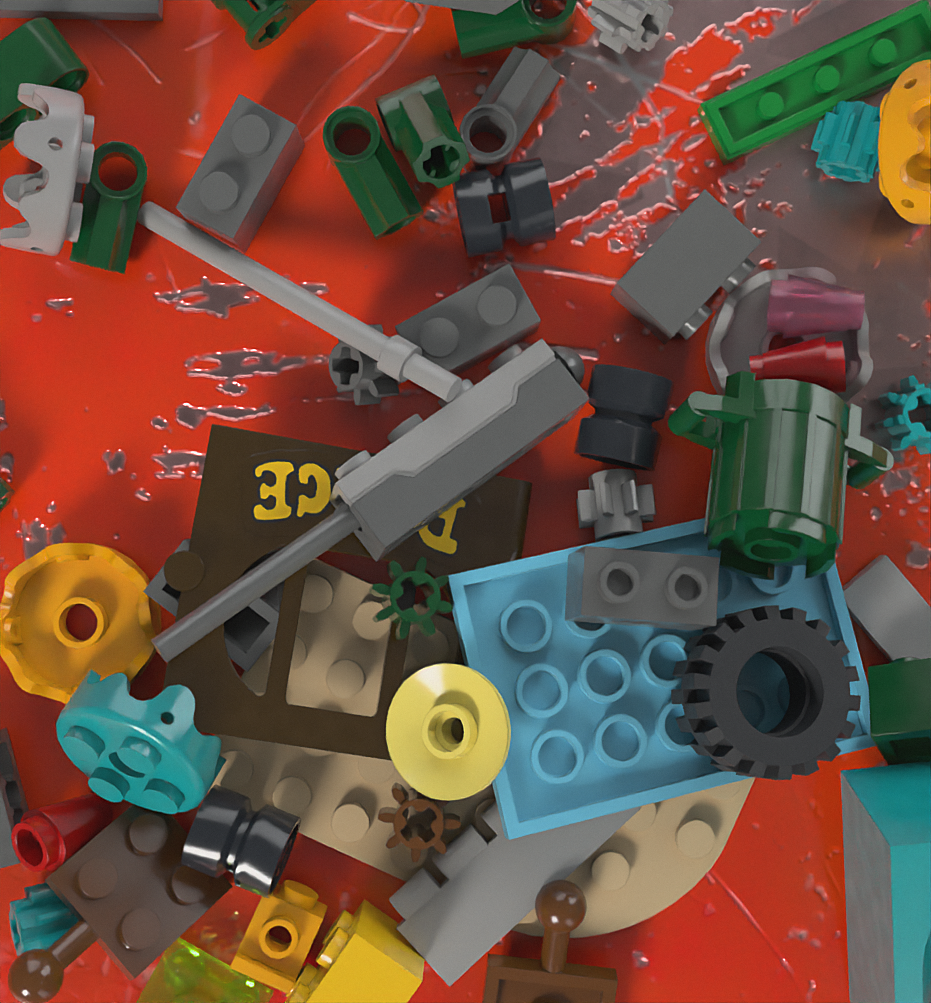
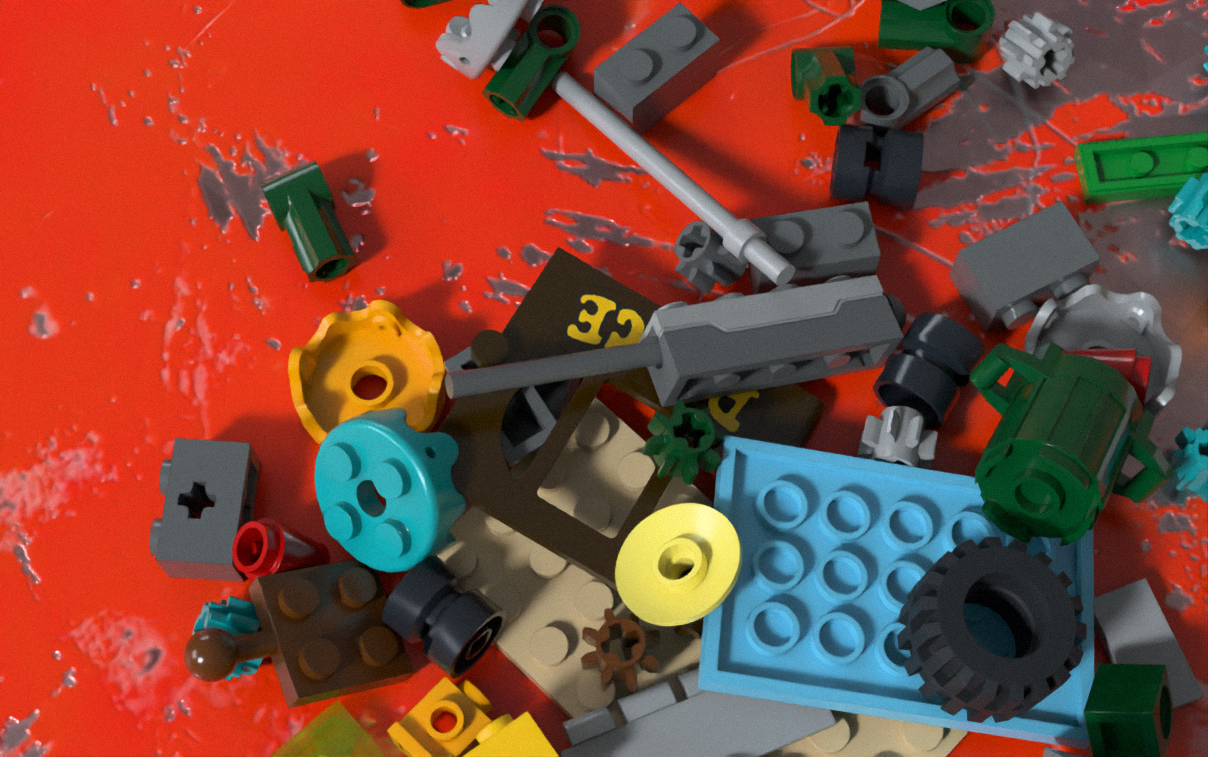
camera: 25 degrees right, 20 degrees down
(373, 175) = (768, 105): dark green piece -> none
(642, 588) = (901, 498): dark grey brick -> none
(812, 307) = (1129, 322): clear pink cone -> none

